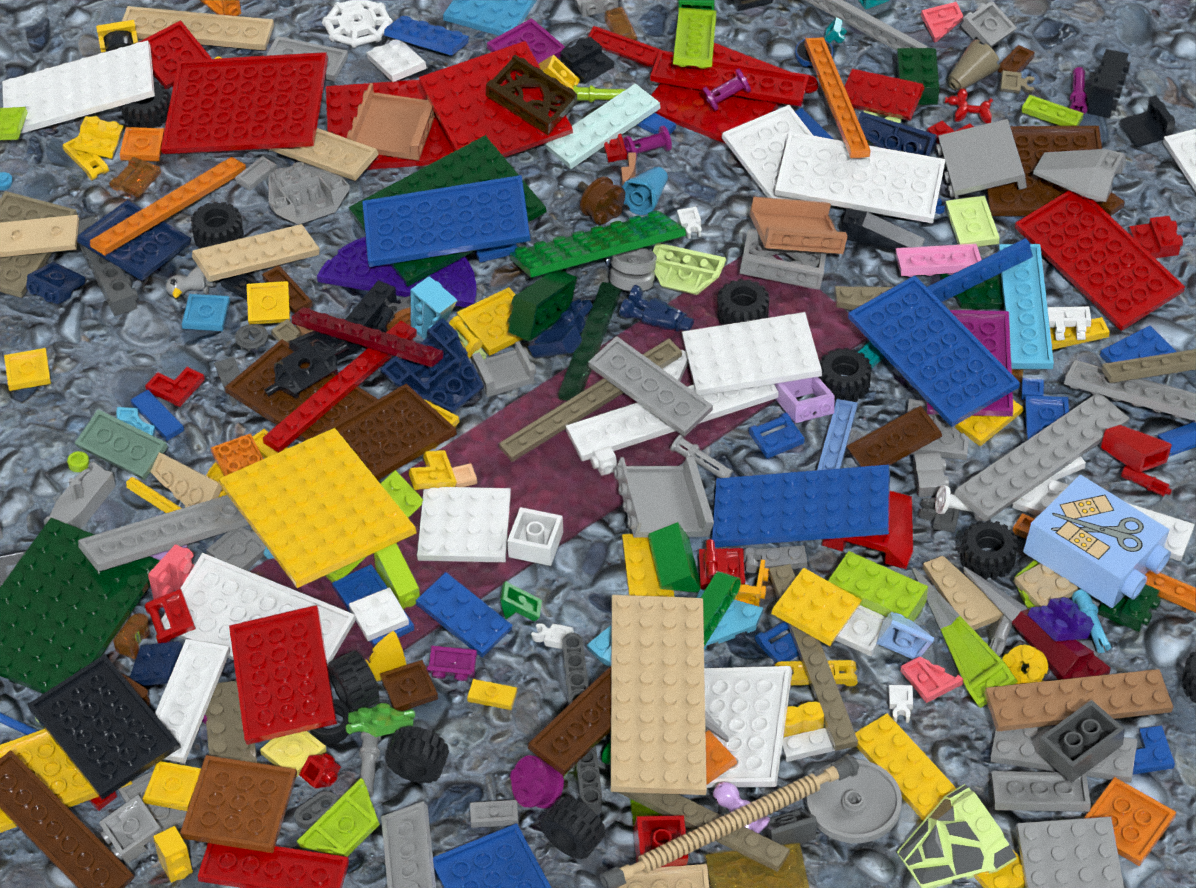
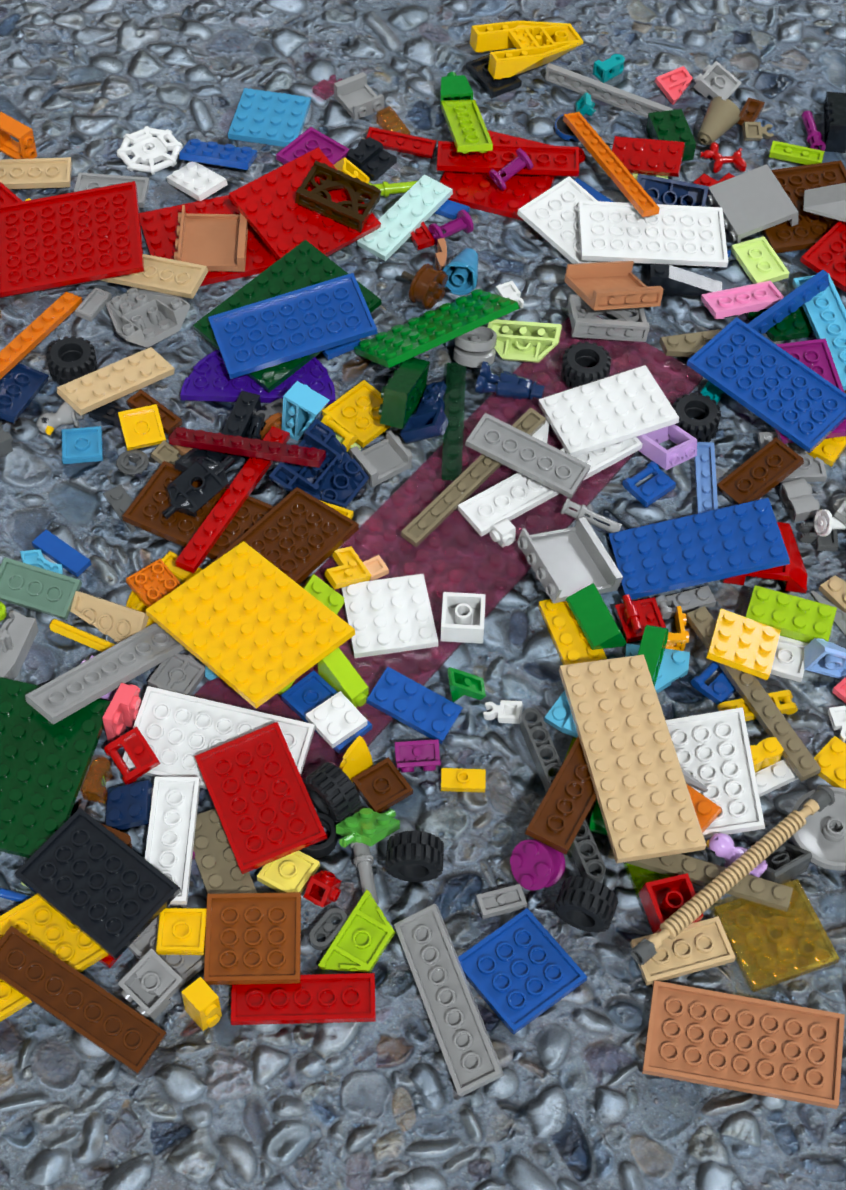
camera: 15 degrees left, 5 degrees up
(176, 390) = (72, 526): red plate -> none

